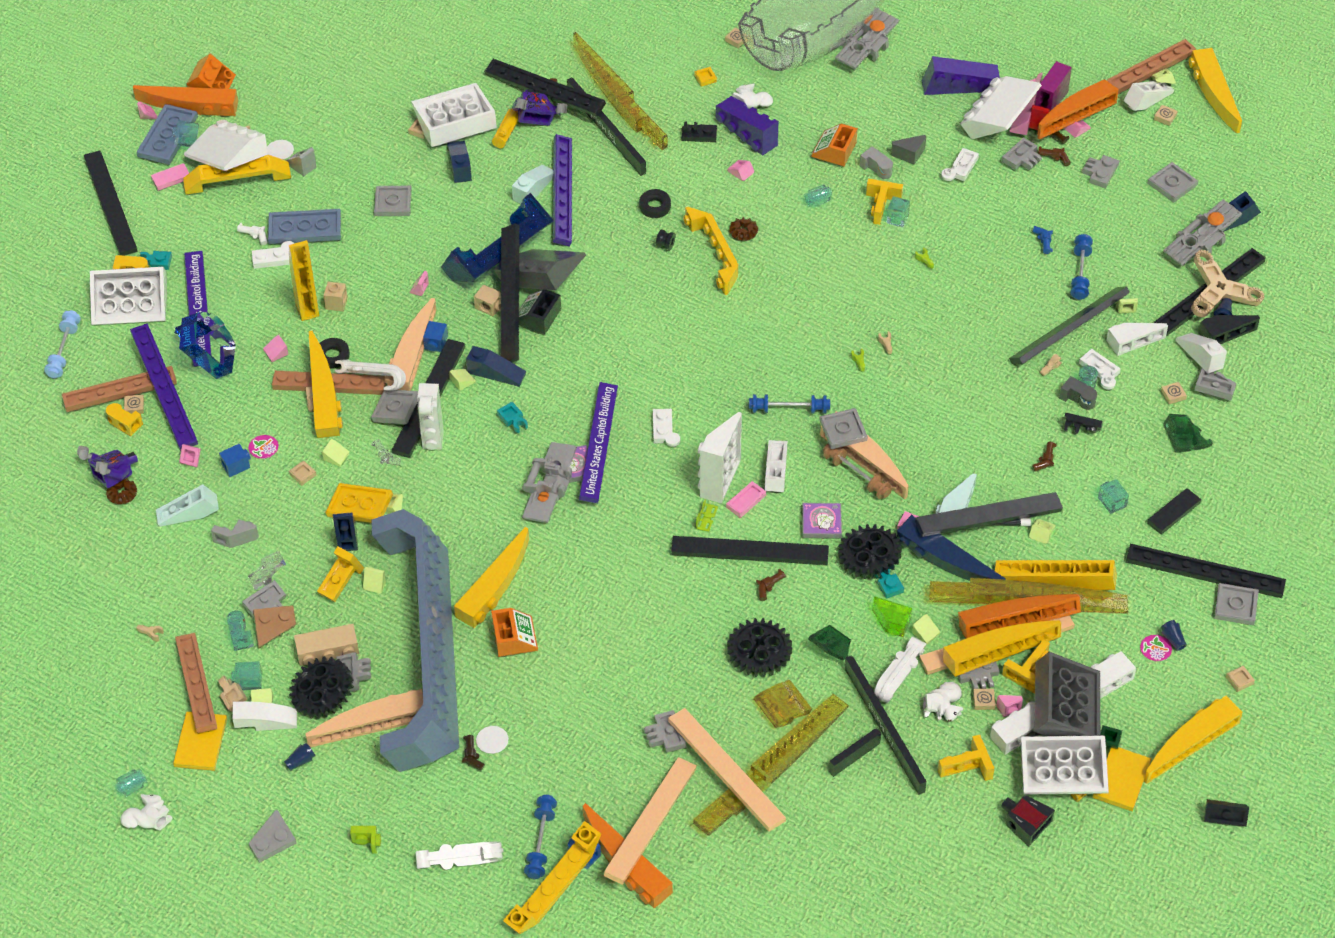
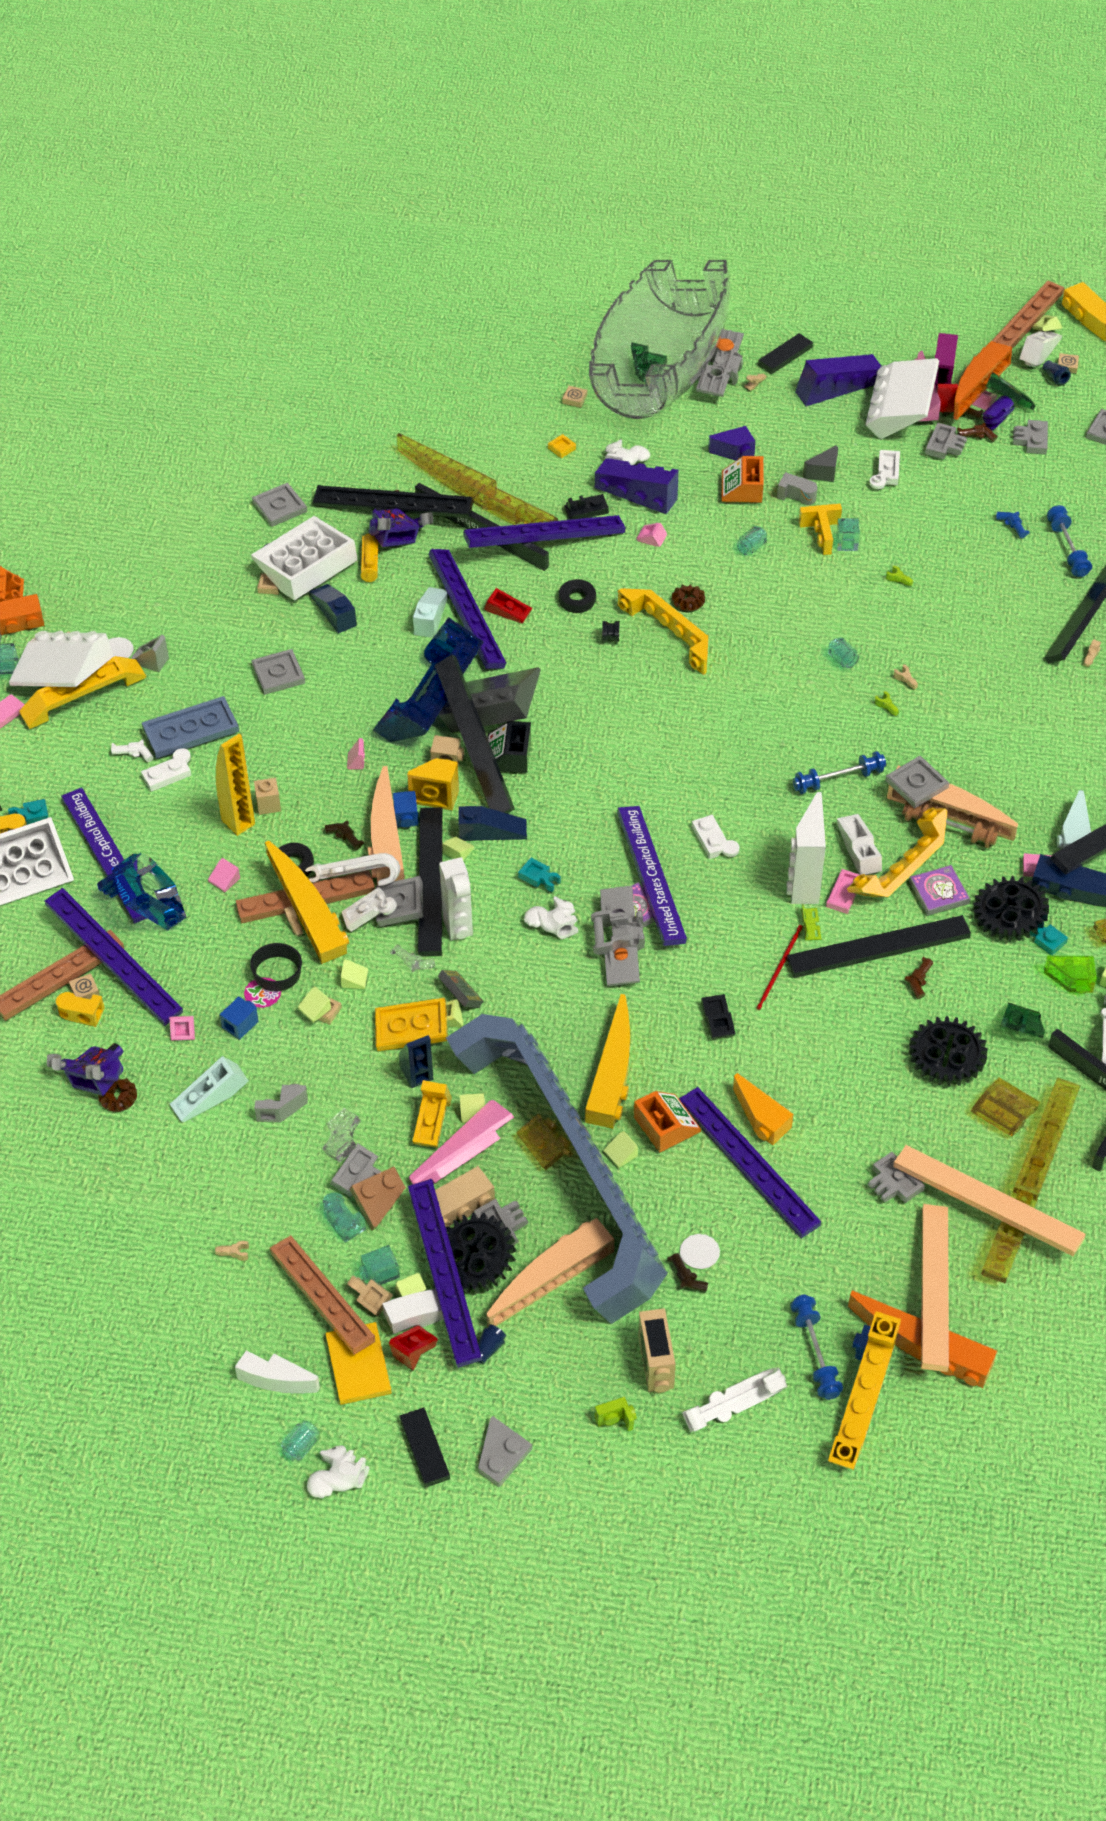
camera: 20 degrees left, 0 degrees up
(136, 729) = (276, 1374): none -> white slope
(218, 816) = (424, 1447): none -> black tile
(243, 738) = (411, 1344): none -> red slope
(280, 416) = (276, 950): none -> black tyre
(289, 694) = (445, 1273): none -> dark purple tile
(293, 467) = (315, 1004): none -> yellowish green slope
(351, 607) = (465, 1144): none -> bright pink wedge
(367, 404) = (367, 908): none -> white hinge
(382, 341) = (344, 830): none -> dark brown piece
(409, 487) = (460, 988): none -> dark grey tile
(409, 621) = (543, 1141): none -> clear yellow bracket
(416, 800) = (656, 1350): none -> tan brick
(458, 66) = (279, 504): none -> light grey tile
(465, 322) = (435, 783): none -> yellow slope
(470, 645) = (621, 1150): none -> yellowish green slope
(507, 456) = (557, 921): none -> white animal
(563, 685) = (750, 1163): none -> dark purple tile
(592, 653) = (765, 1115): none -> light orange slope
(595, 197) = (507, 606): none -> red slope
(595, 567) = (718, 1016): none -> black slope
(651, 143) = (543, 531): none -> dark purple tile
(663, 544) = (778, 969): none -> red piece
(805, 21) = (643, 359): none -> clear green slope
(839, 467) = (933, 828): none -> yellow slope
(843, 111) = (732, 443): none -> dark purple slope
(843, 308) = (843, 652): none -> clear light blue brick
(890, 62) = (754, 380): none -> tan piece
(929, 45) = (785, 353): none -> black tile
(1080, 142) = (998, 412): none -> dark purple arm
(1097, 125) = (1004, 388): none -> clear green slope
(1150, 120) = (1058, 373): none -> dark blue cone

